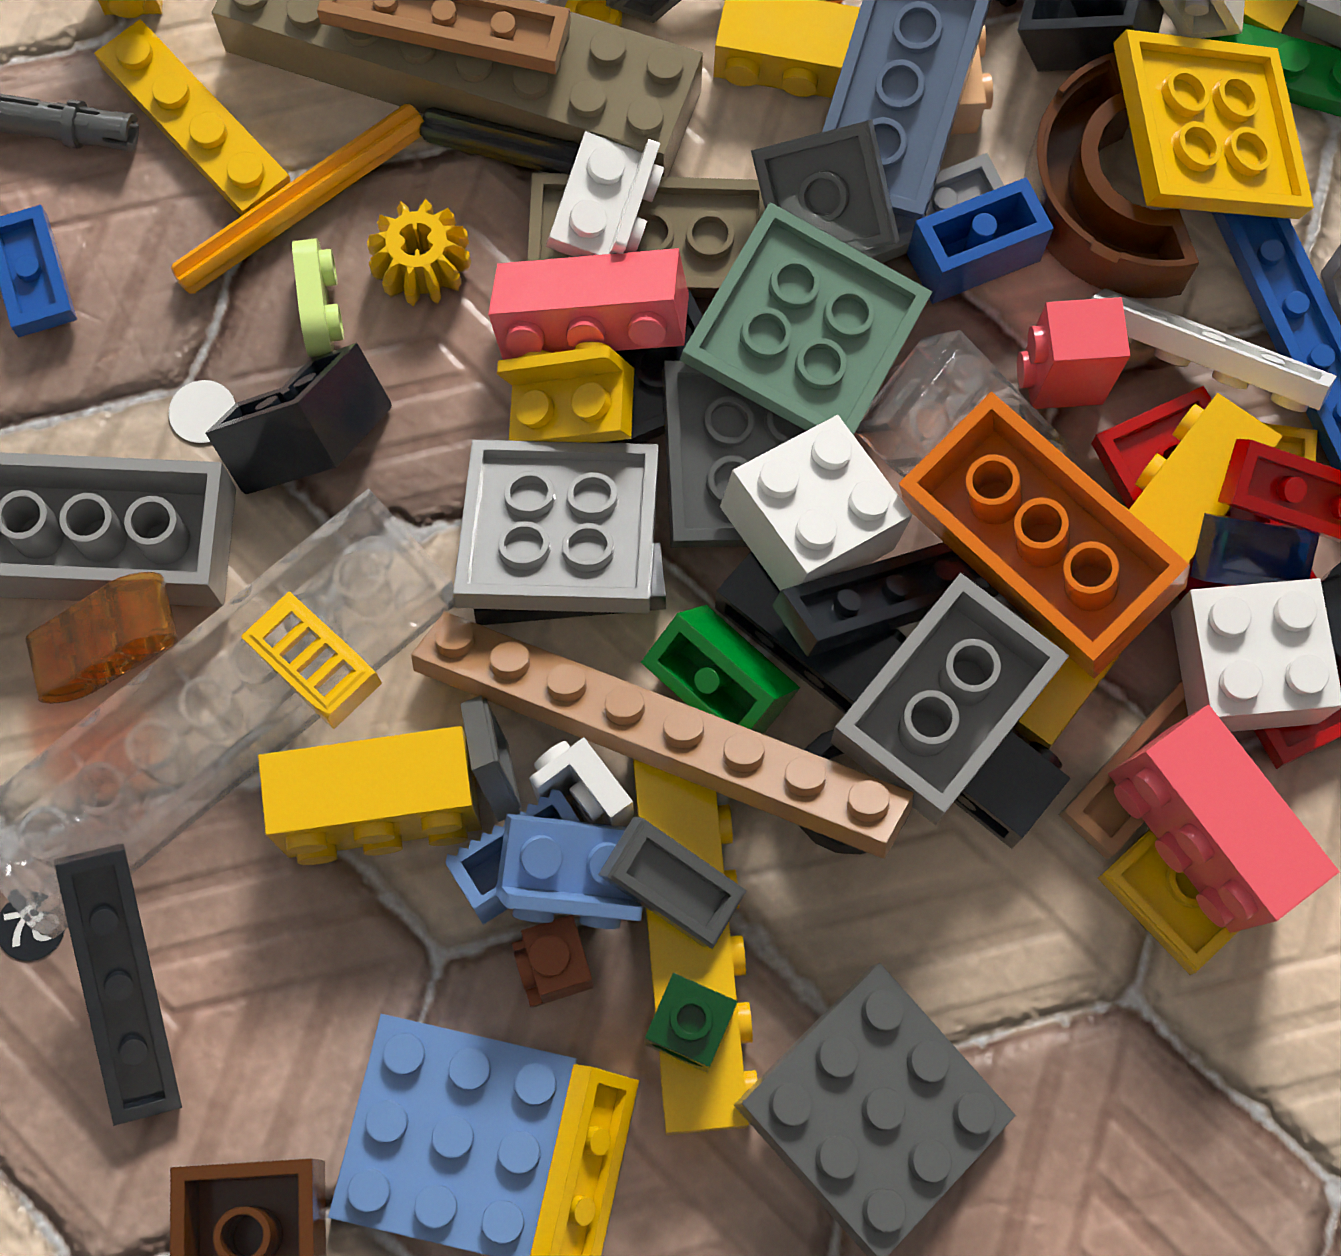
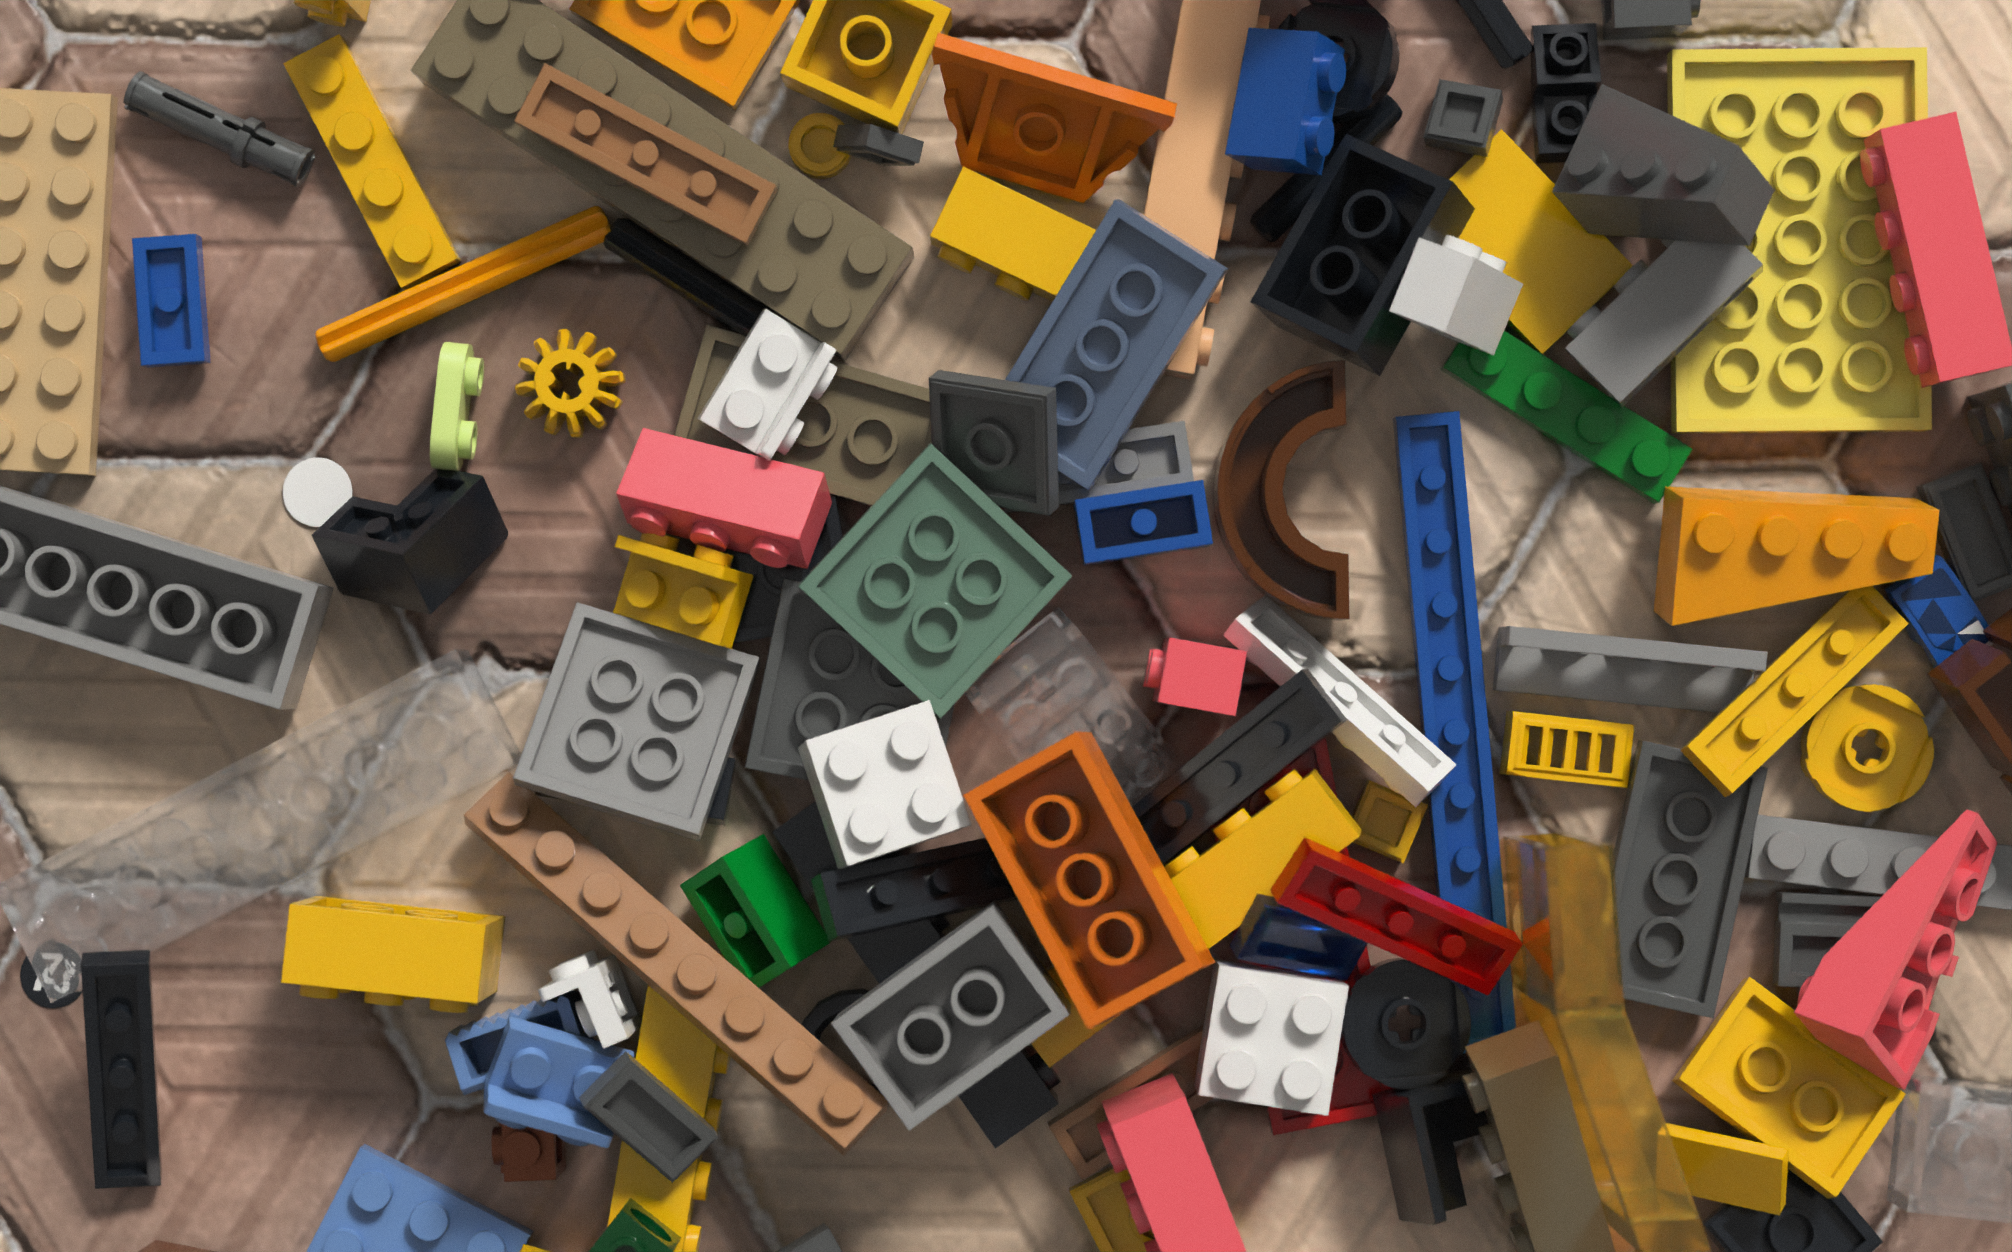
camera: 15 degrees right, 15 degrees up
(101, 637) = (168, 730): clear orange beam -> none
(342, 698) = (351, 850): yellow slope -> none
(490, 757) = (513, 944): dark grey tile -> none
(1150, 402) = (1237, 764): none -> black plate
(1212, 126) = (1413, 470): yellow plate -> none

